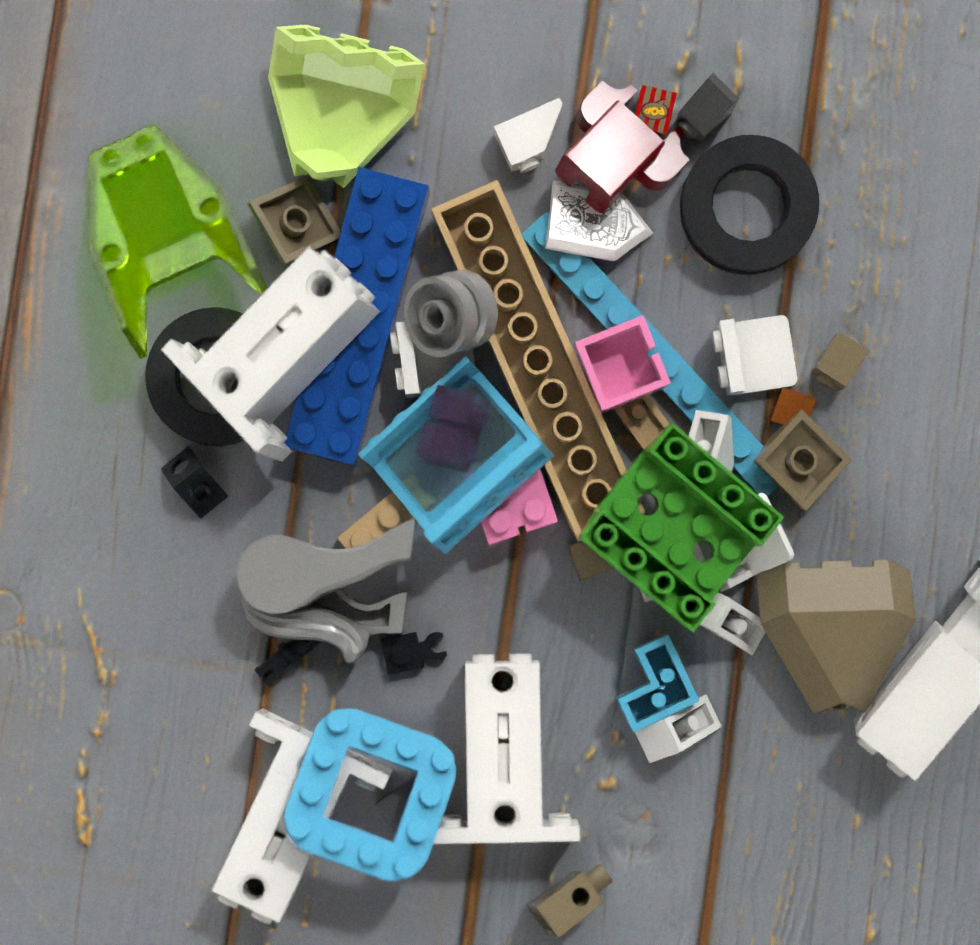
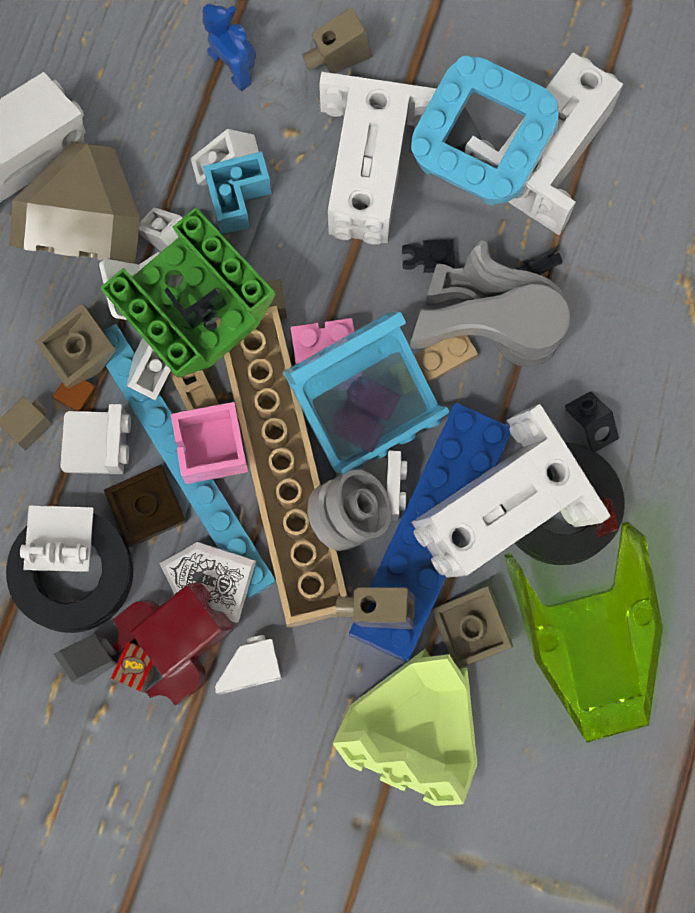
camera: 170 degrees left, 10 degrees down
(166, 366) = (609, 525): none -> clear red tile
(383, 208) = (393, 607): none -> dark tan torso
(658, 503) = (202, 310): none -> black bracket
(683, 294) = (145, 506): none -> dark brown tile
(702, 872) = (229, 43): none -> blue animal
(767, 231) = (58, 538): none -> white hinge

